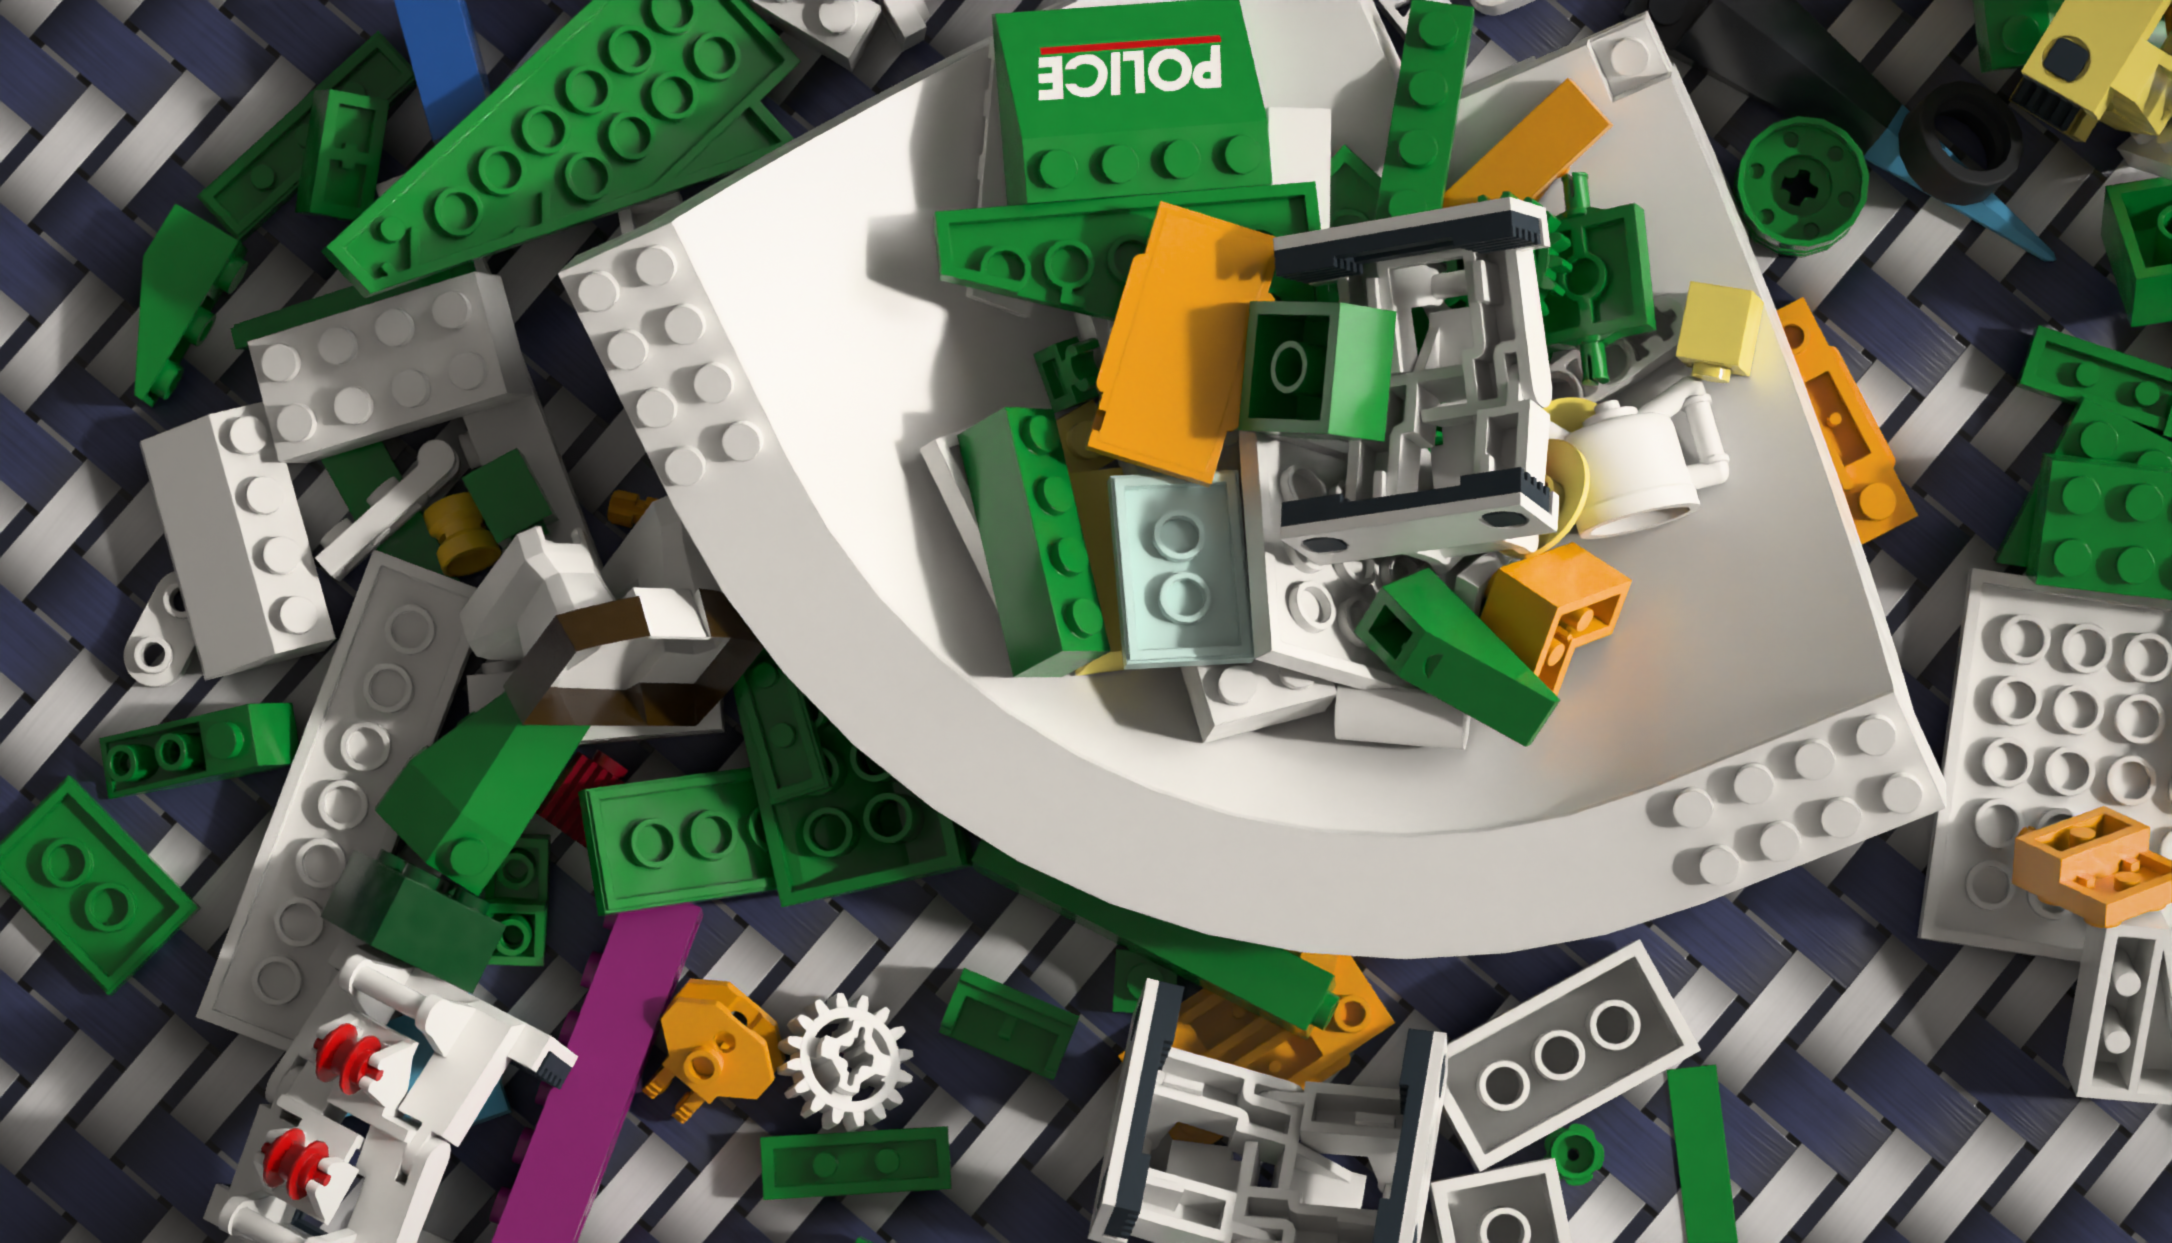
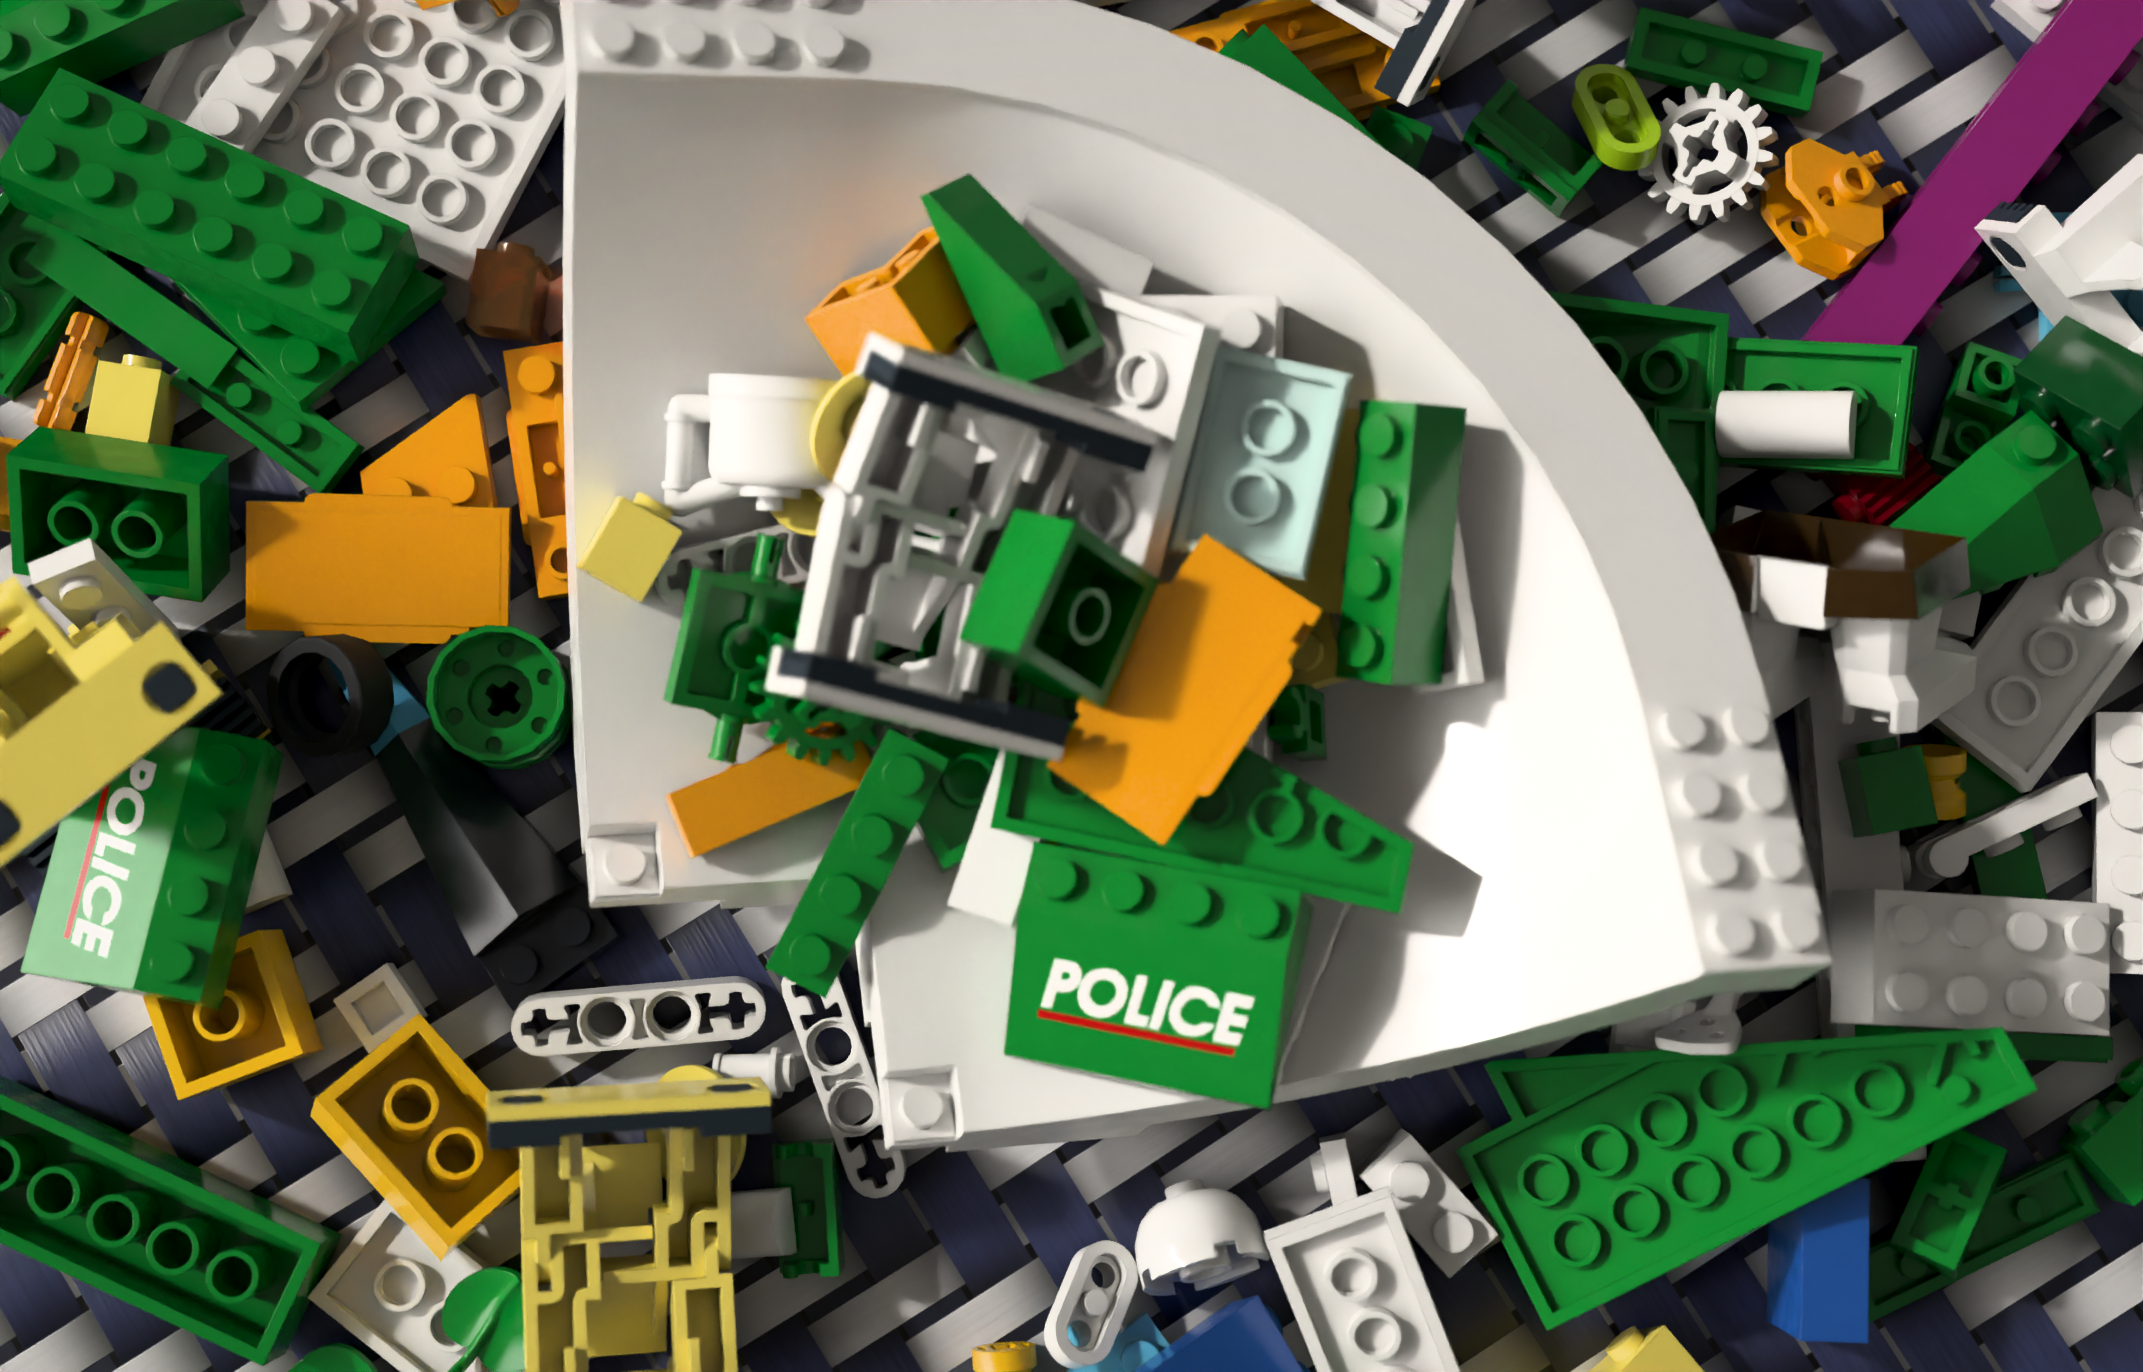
camera: 165 degrees left, 0 degrees up
(602, 225) = (1706, 1031): none -> white piece
(702, 810) = (1786, 424): none -> white brick
(941, 1065) = (1616, 117): none -> lime plate
(1930, 570) = (509, 293): none -> clear orange brick
(1941, 381) = (440, 459): none -> light orange wing
(1957, 272) = (377, 567): none -> light orange piece

